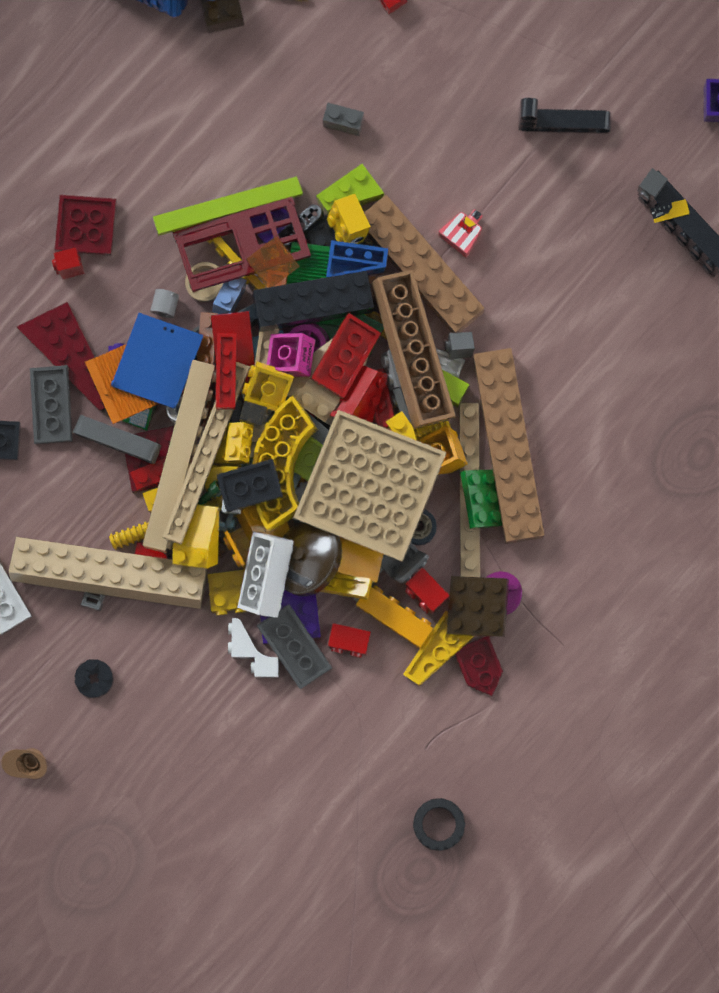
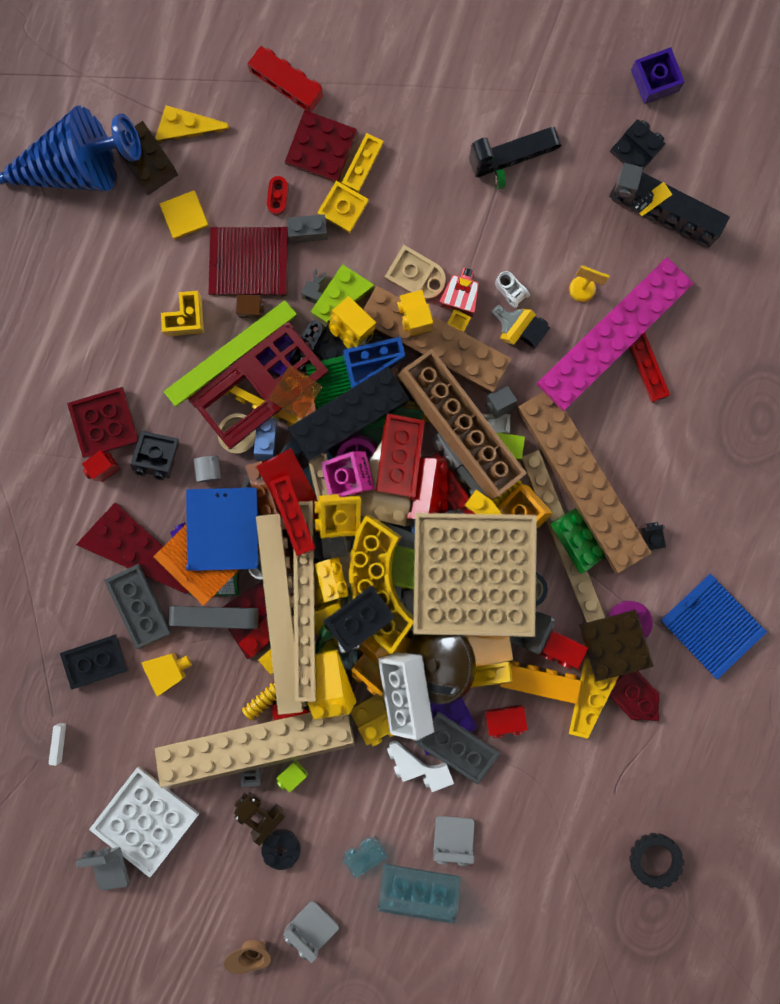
camera: 25 degrees left, 5 degrees up
(53, 473) = (166, 671): none -> yellow torso
(78, 623) = (245, 810): none -> dark brown tile
(92, 762) = (310, 931): none -> light grey bracket
(121, 272) = (154, 455): none -> black plate
(130, 614) = (291, 776): none -> lime brick
(168, 715) = (364, 857): none -> clear light blue bracket
(199, 161) = (188, 319): none -> yellow brick
(205, 767) = (419, 893): none -> clear light blue slope
(234, 63) = (184, 215): none -> yellow tile
(257, 730) = (453, 840): none -> light grey bracket
(262, 170) = (249, 306): none -> reddish brown brick
(277, 128) = (248, 261): none -> dark red door
(325, 177) = (312, 290): none -> dark grey piece
(328, 79) = (277, 196): none -> red plate
(384, 111) = (343, 206): none -> yellow plate
(386, 48) = (321, 146): none -> dark red plate
(410, 234) = (416, 313): none -> yellow brick
(418, 78) = (362, 162): none -> yellow plate
(427, 198) = (415, 272): none -> tan tile
(451, 256) = (459, 320): none -> yellow plate
(500, 276) = (513, 322): none -> piece
(511, 248) = (511, 290): none -> white piece
(517, 293) = (535, 332): none -> black brick
(540, 140) = (499, 179): none -> green tile
(555, 523) = (654, 536): none -> black bracket
(578, 628) = (713, 626): none -> blue door
(580, 268) = (583, 286): none -> yellow piece
(590, 322) = (614, 334): none -> dark pink plate
(612, 363) = (649, 369): none -> red tile
(682, 159) = (638, 145): none -> black plate

